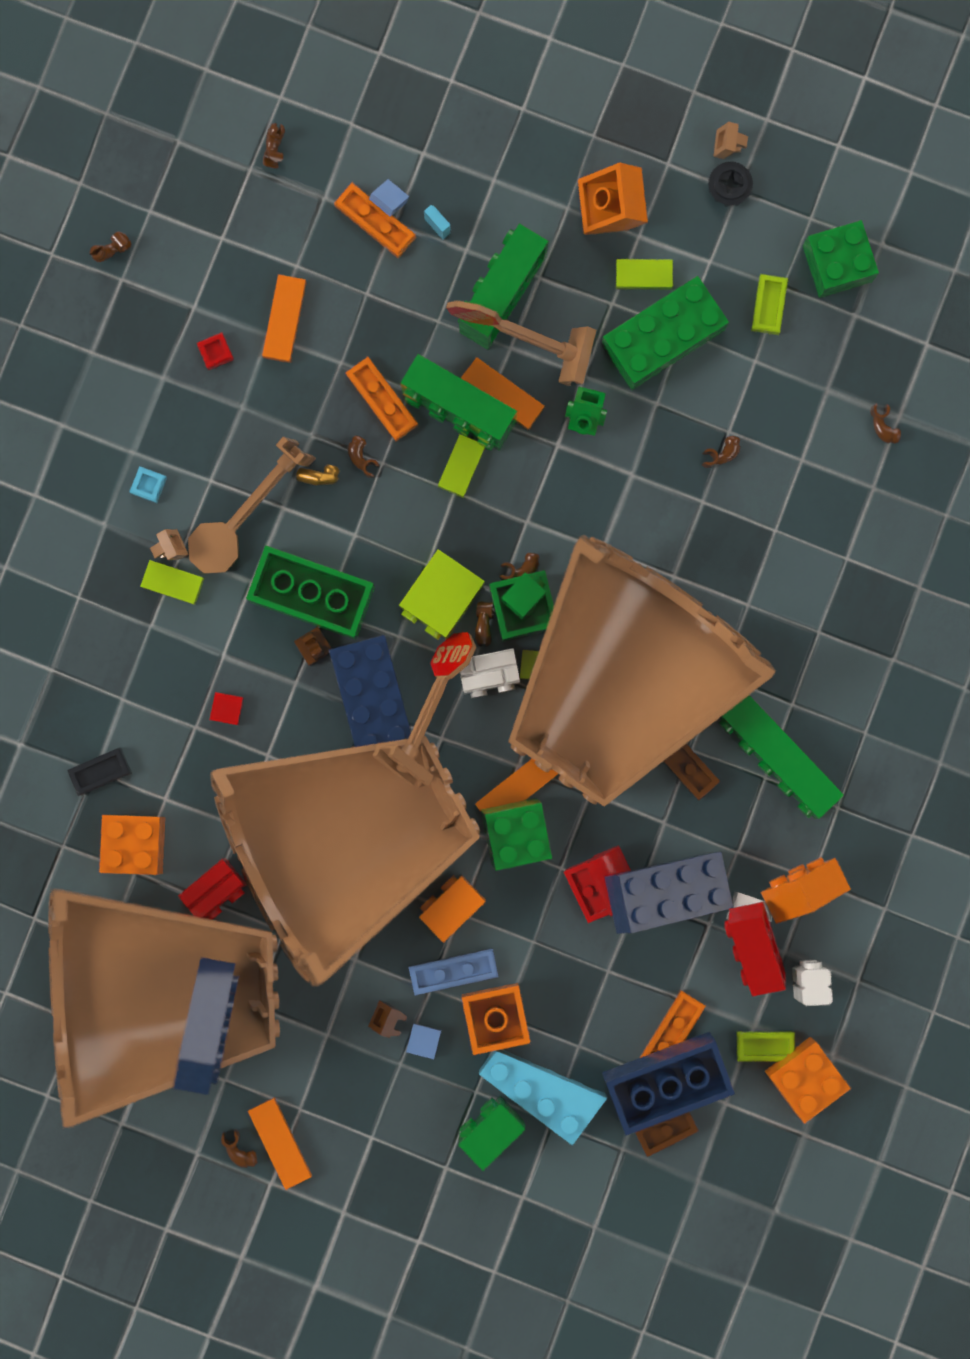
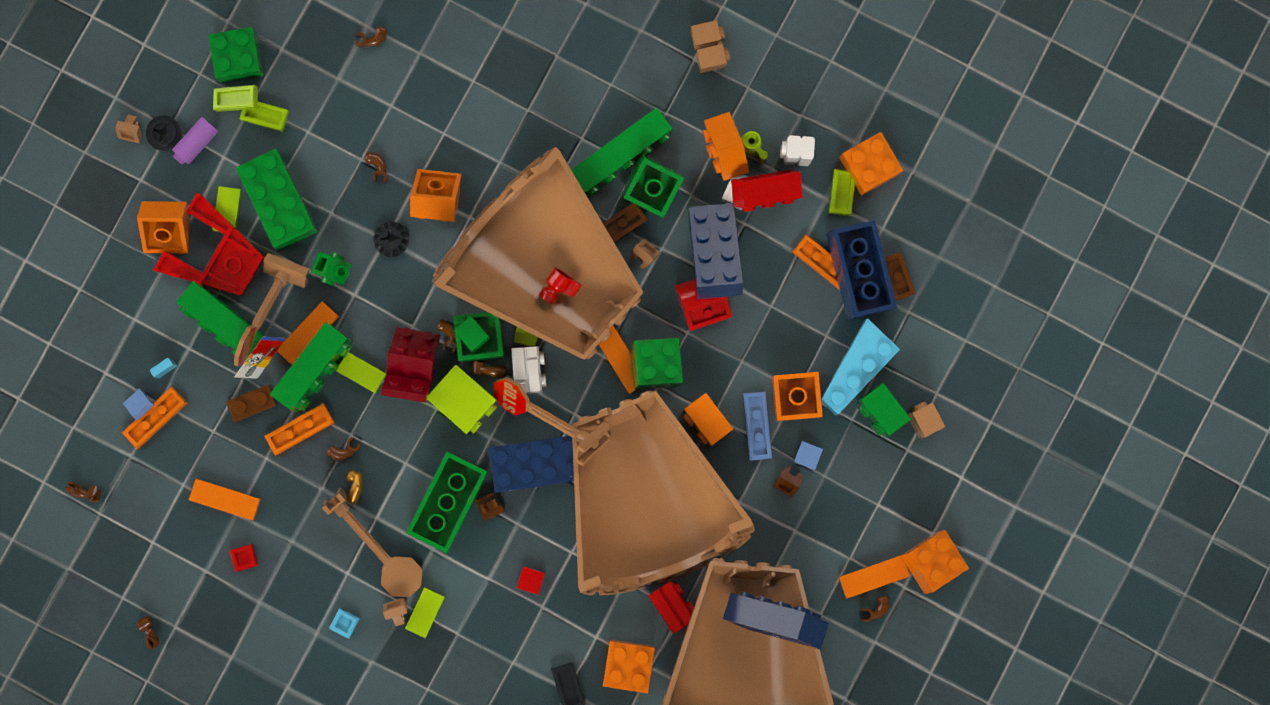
camera: 85 degrees left, 0 degrees up
(306, 1220) = (934, 561): none -> orange brick
(406, 334) = (251, 403): none -> reddish brown plate
(463, 337) = (260, 357): none -> sticker
(477, 525) = (411, 364): none -> dark red bracket
(485, 1188) = (925, 419): none -> medium nougat piece
(579, 289) = (232, 262): none -> red wing
(604, 698) = (559, 283): none -> red piece
(626, 492) = (398, 246): none -> black gear
(656, 804) = (646, 252): none -> medium nougat tile
(695, 529) = (435, 195): none -> orange slope
(724, 222) = (194, 141): none -> medium lavender brick
(742, 802) = (652, 186): none -> green brick
(785, 265) = (235, 98): none -> lime tile
(811, 924) = (752, 145): none -> lime piece
(934, 851) = (709, 47): none -> medium nougat piece

